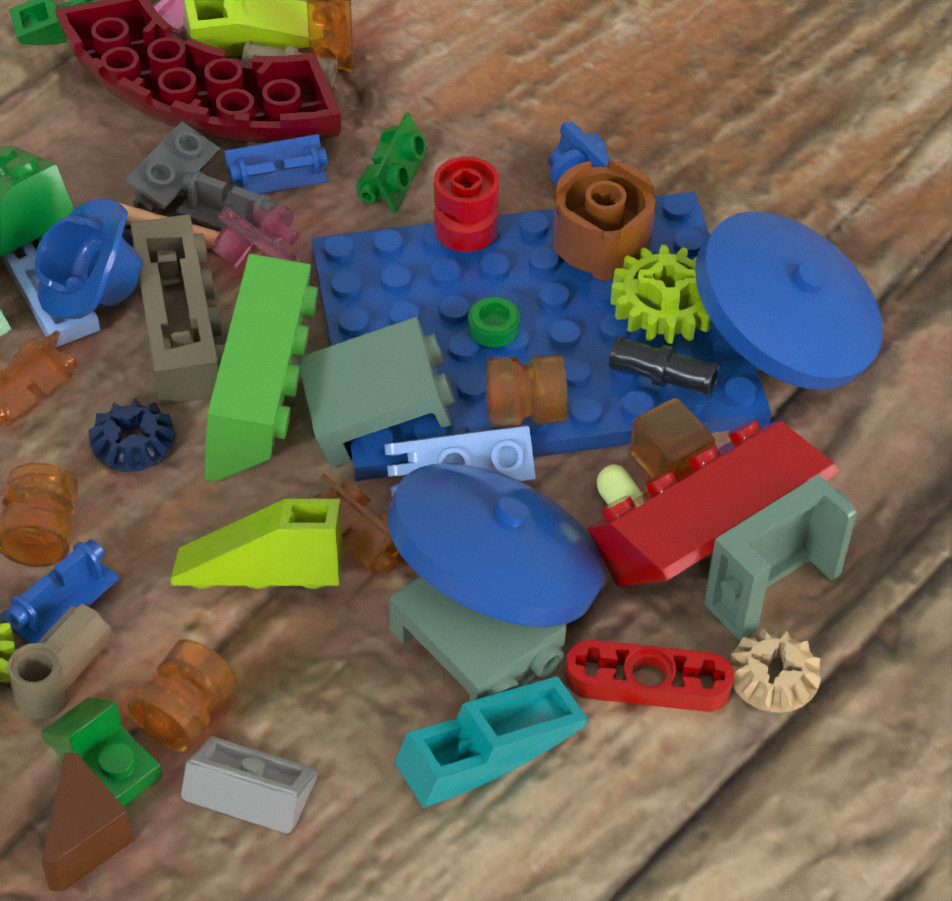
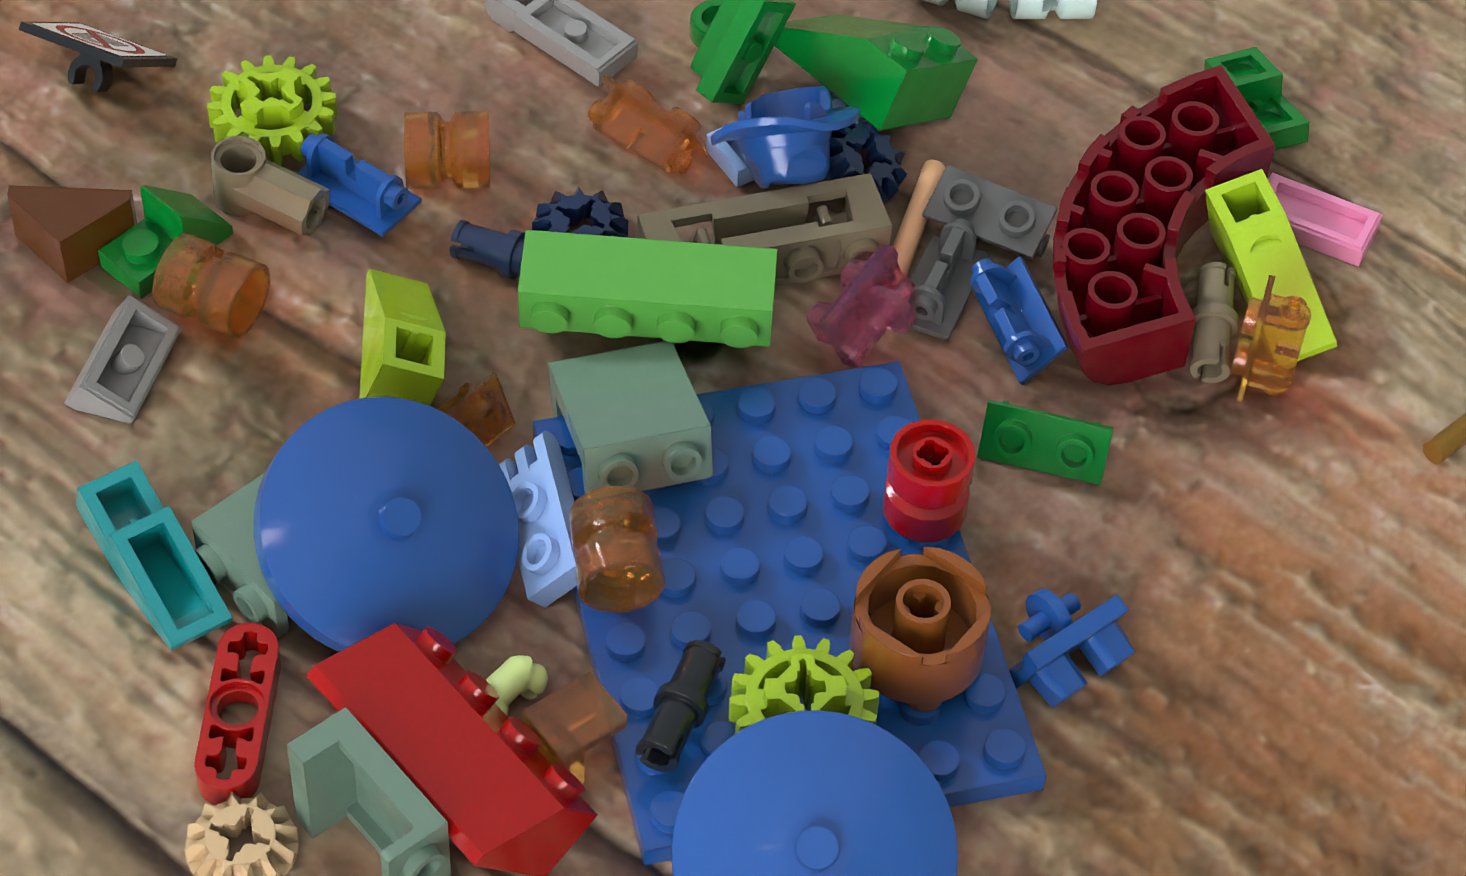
camera: 85 degrees right, 0 degrees up
(162, 478) = (489, 247): none -> dark blue pin
(494, 321) = (754, 534): green tile -> none

